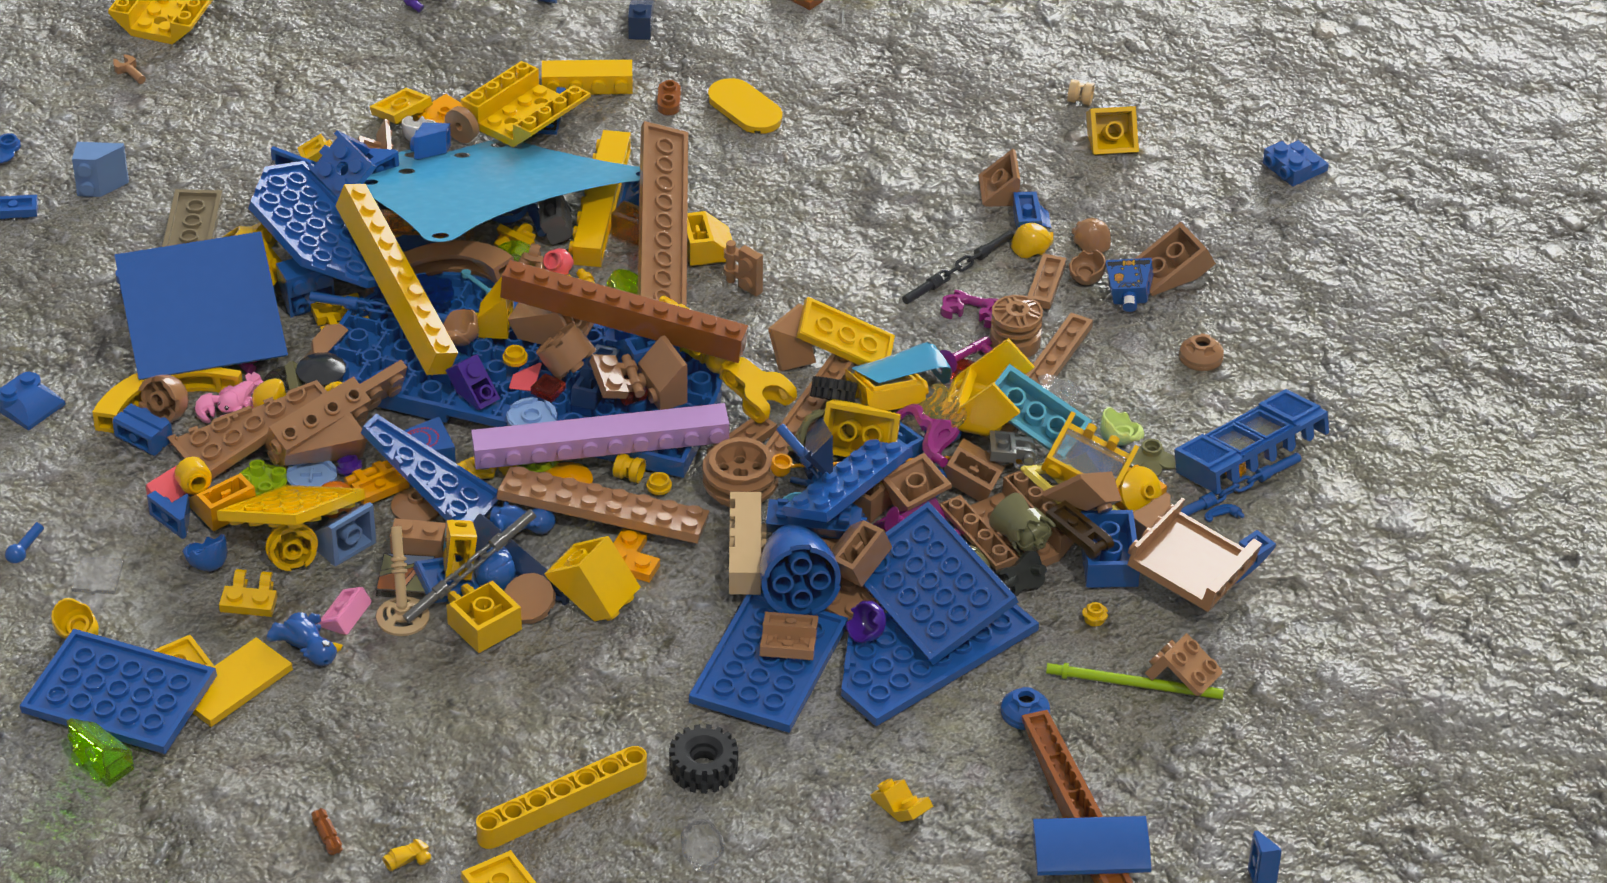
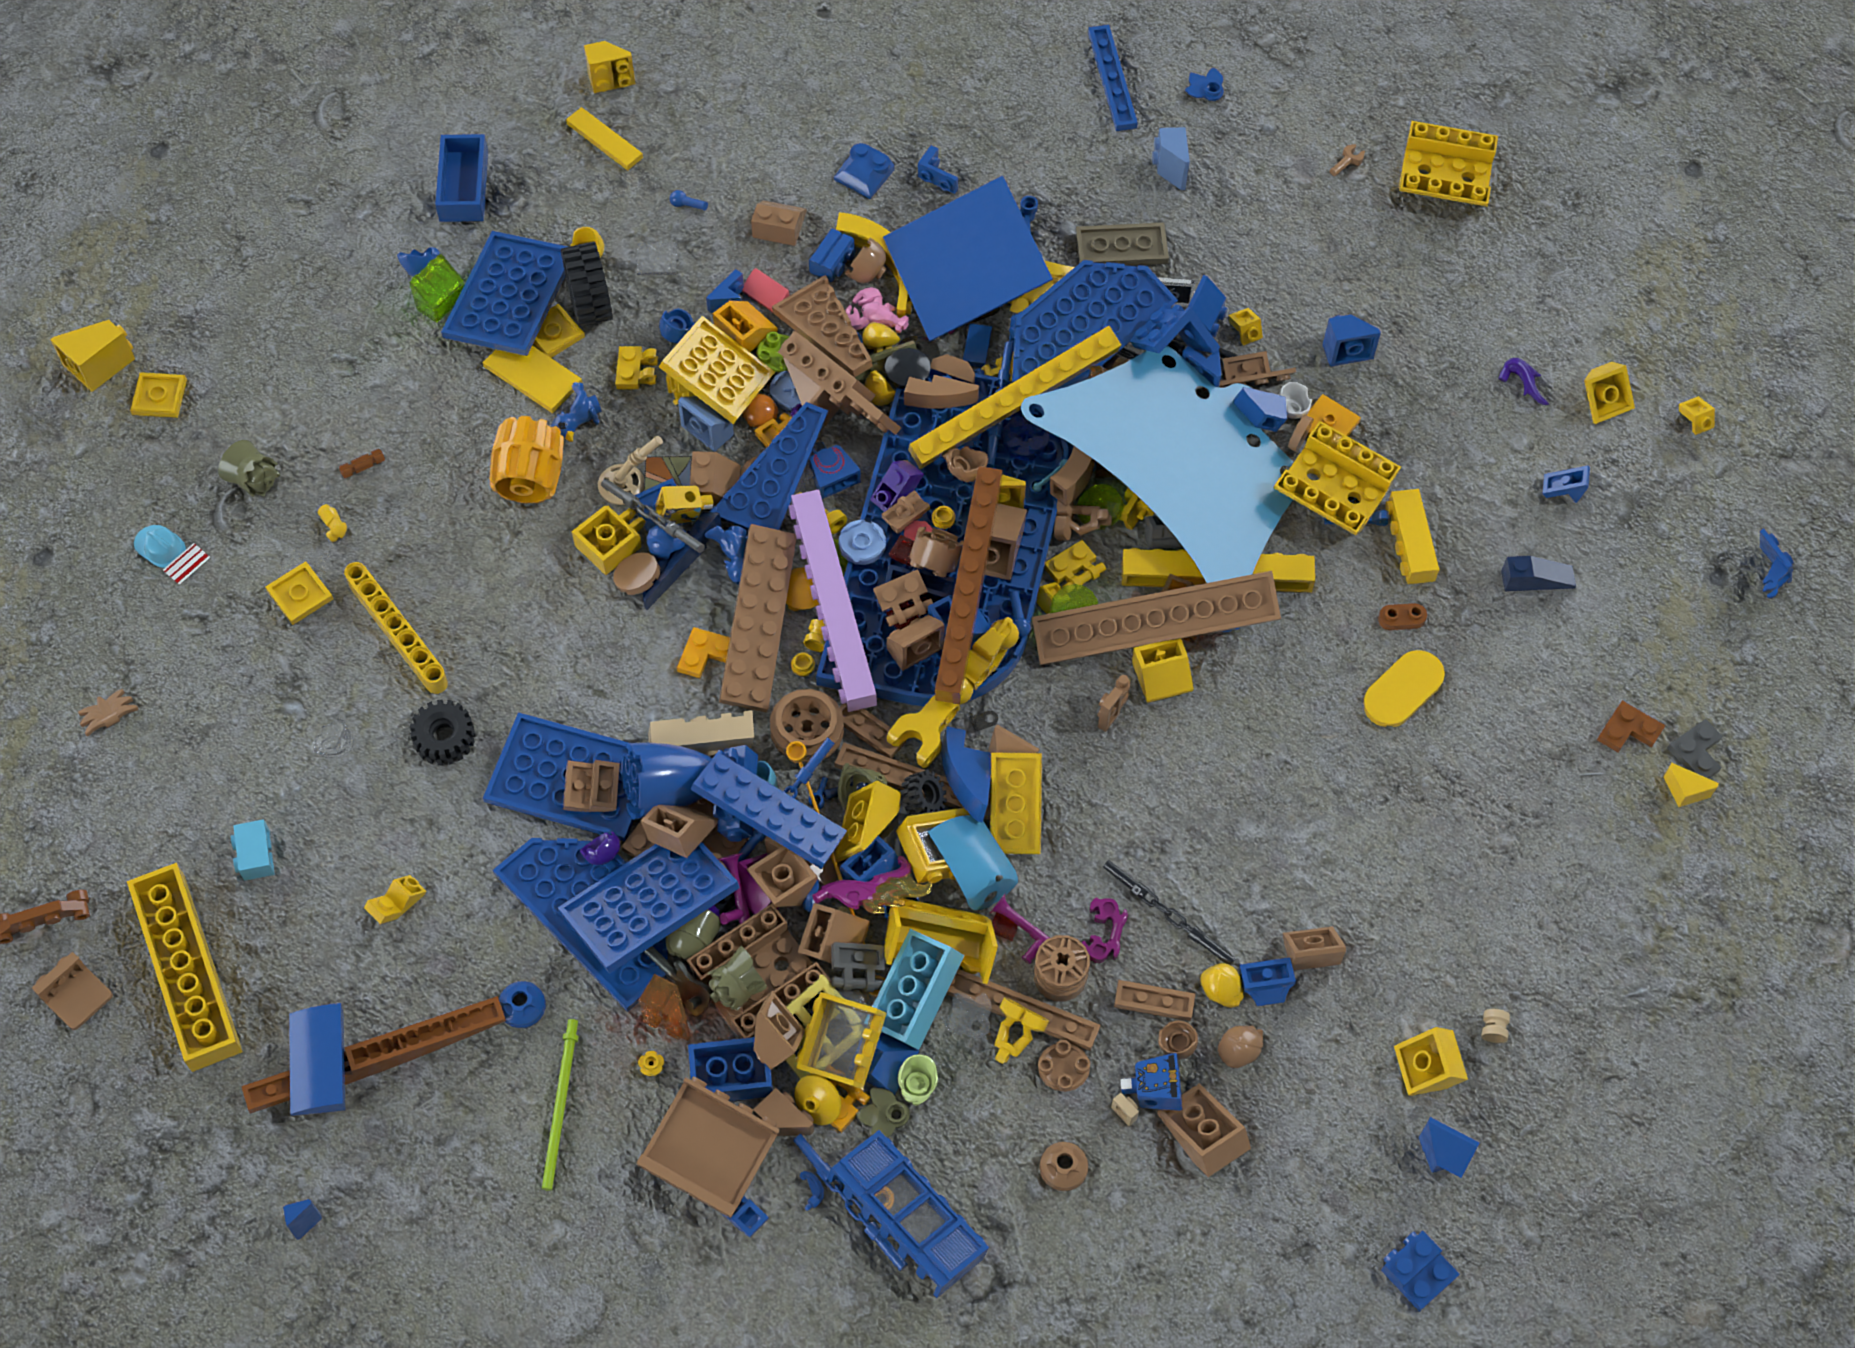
camera: 85 degrees right, 20 degrees up
(46, 769) = (417, 261): none -> blue hair
(47, 351) = (929, 171): none -> blue bracket
(81, 468) = (777, 222): none -> medium nougat slope
(151, 623) = (586, 284): none -> black tyre
(193, 475) = (763, 297): yellow head -> none
(298, 337) = (977, 345): none -> blue tile
(346, 610) = (620, 439): bright pink slope -> none
(359, 82) = (1349, 340): none -> blue slope
(361, 347) = (939, 393): none -> medium nougat slope
(374, 664) = (526, 460): none -> light orange wheel
(400, 105) = (1326, 380): yellow plate -> none
(509, 376) = (905, 511): none -> medium nougat hips
(558, 261) = (1100, 541): coral animal -> none
(594, 578) = (650, 617): yellow slope -> none
(818, 359) = (966, 772): none -> blue slope
(819, 447) = (807, 779): dark blue wedge -> none
(1044, 585) = (664, 1008): none -> clear orange slope
(1080, 529) = (726, 1031): dark brown plate -> none
(1092, 375) = (1029, 1020): none -> yellow piece
(1108, 342) = (1063, 1066): none -> medium nougat dish
(1151, 306) = (1125, 1108): none -> tan plate
(1188, 662) = (567, 1147): medium nougat bracket -> none
(1193, 125) = (1446, 1148): none -> blue slope

